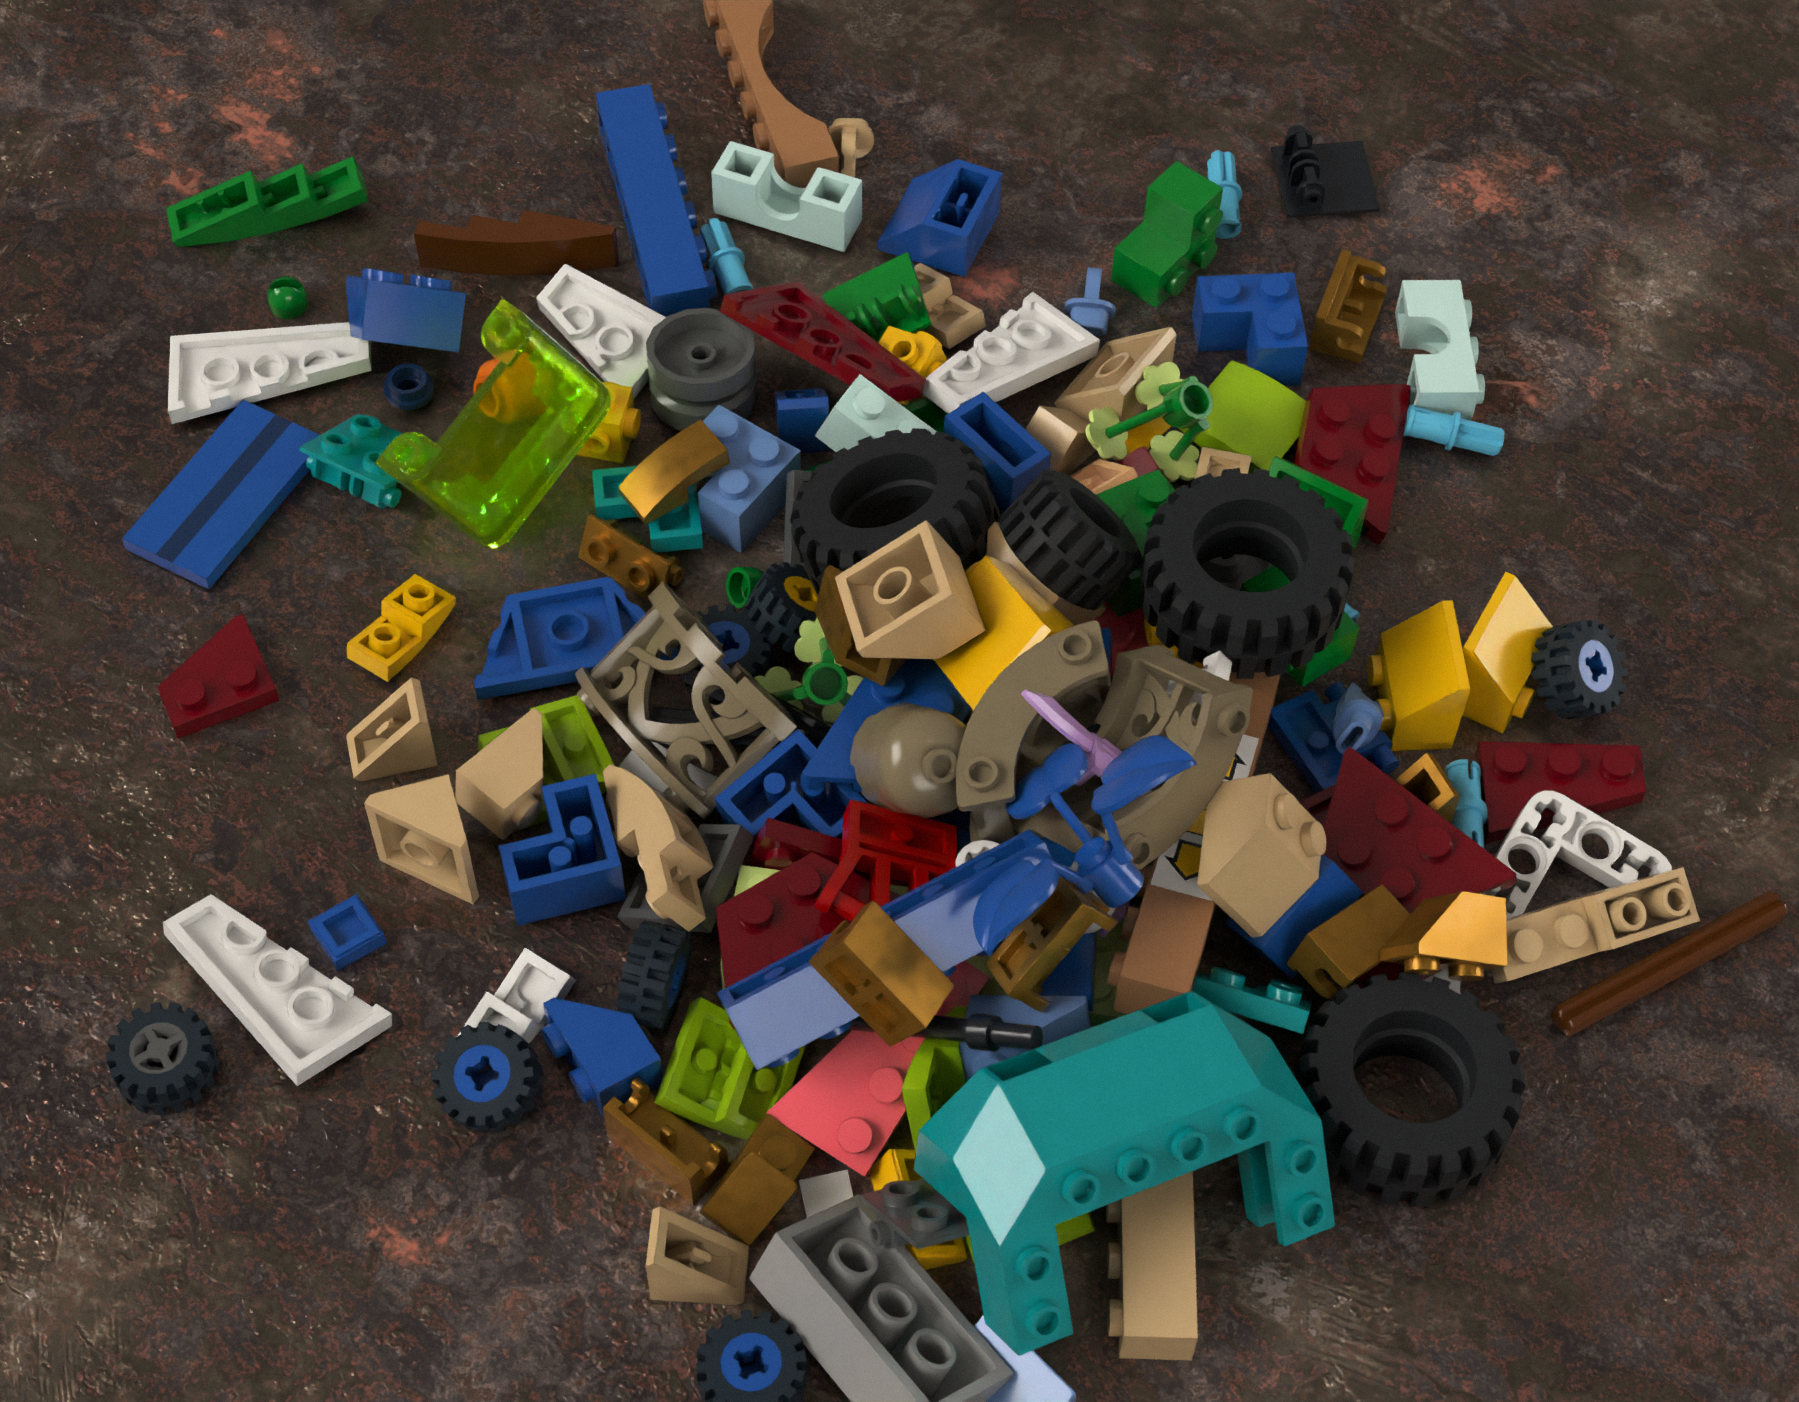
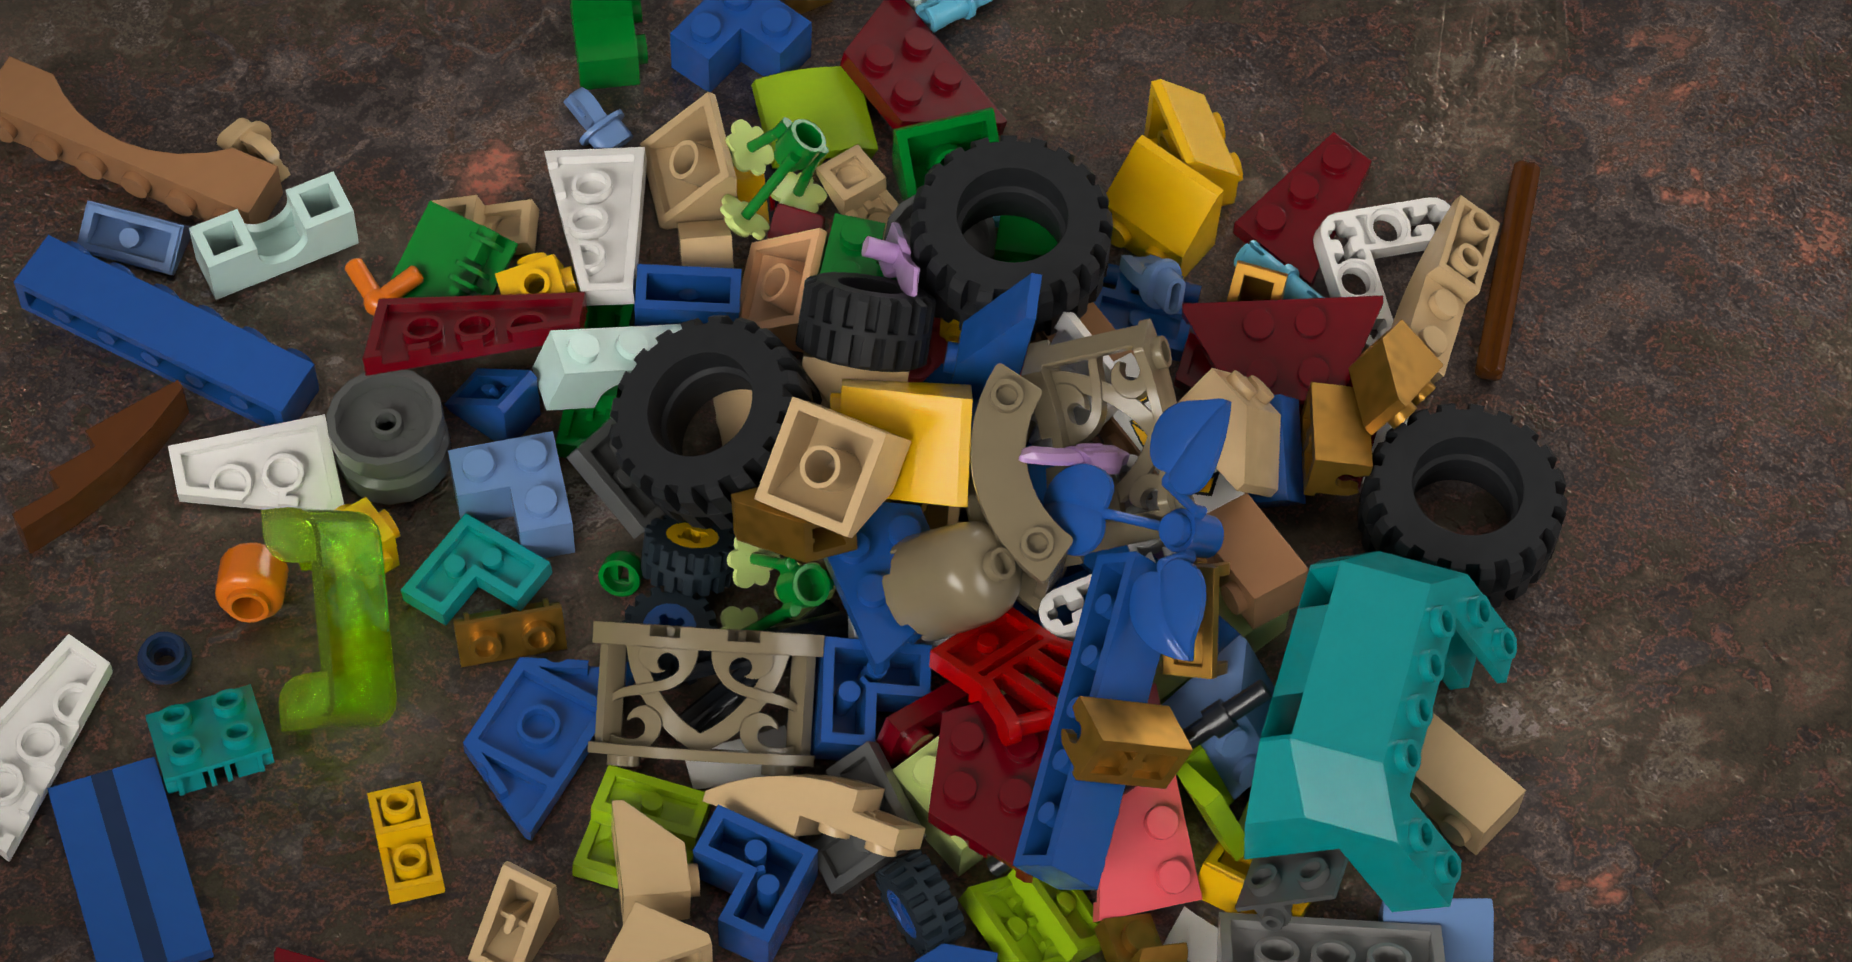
camera: 50 degrees left, 5 degrees up
(403, 313) = (96, 597): blue slope -> none
(663, 476) = (484, 533): pearl gold slope -> none
(706, 130) = (133, 237): none -> medium blue slope
(725, 258) = (284, 330): medium azure axle -> none
(828, 293) = (371, 291): none -> orange piece
(945, 216) = (409, 147): blue slope -> none
(1143, 508) = (894, 258): none -> lavender piece
(1148, 621) = (994, 336): none -> blue slope
(1277, 1004) = (1328, 530): teal plate -> none
(1579, 669) = (1249, 110): black wheel -> none

